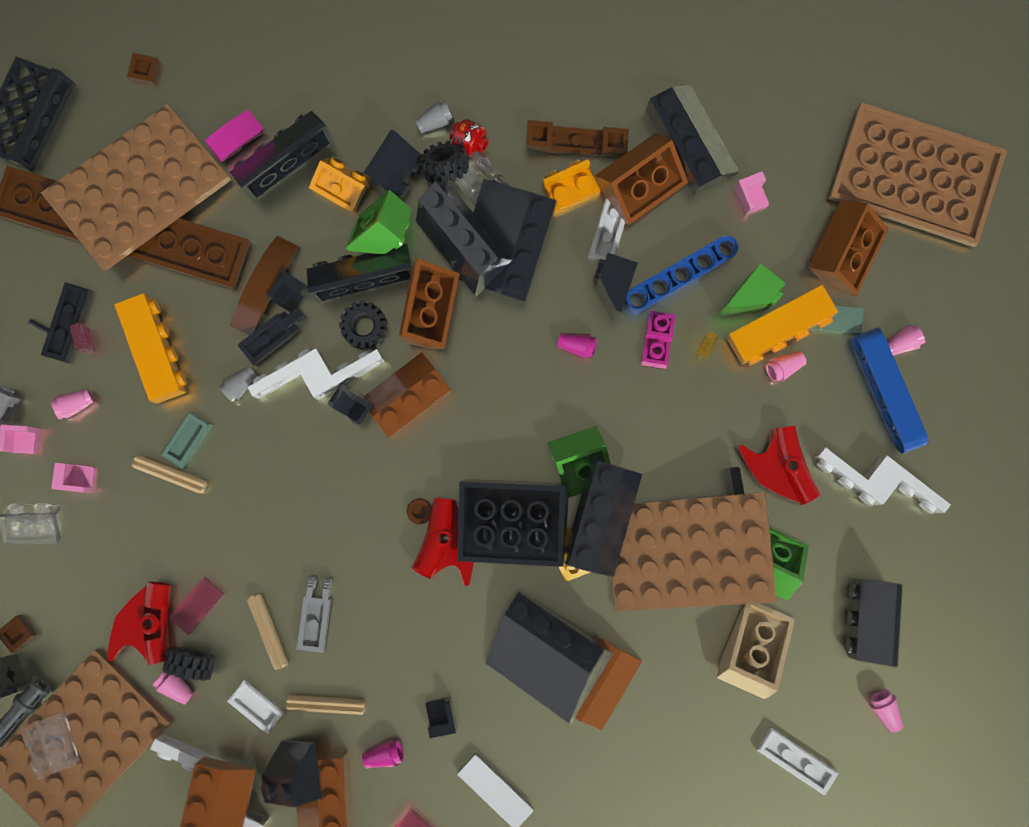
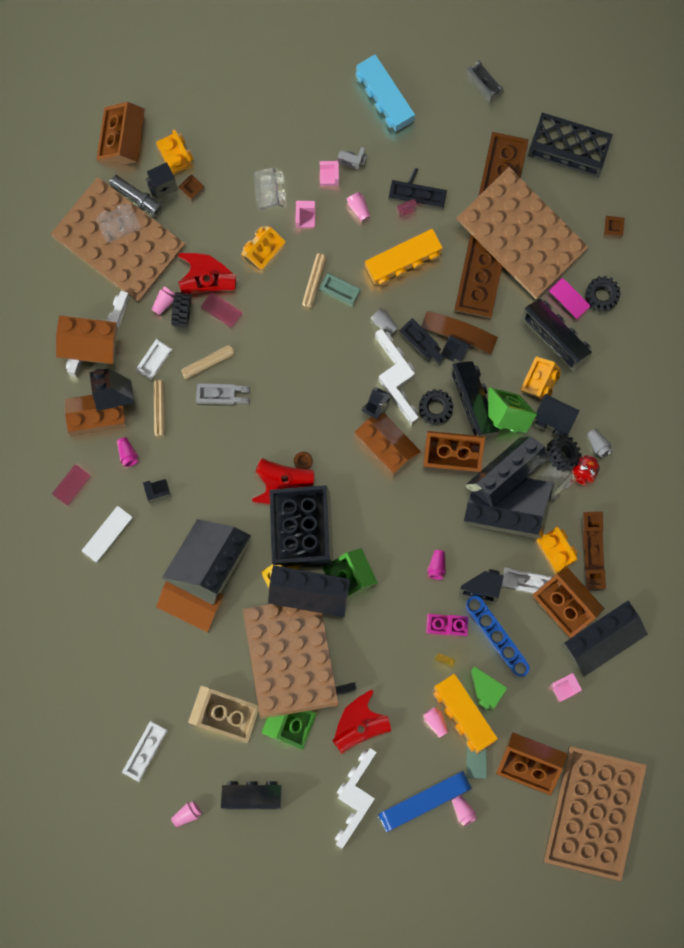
camera: 85 degrees right, 5 degrees down
(112, 540) = (263, 246): none -> light orange bracket
(229, 78) = (608, 284): none -> black tyre

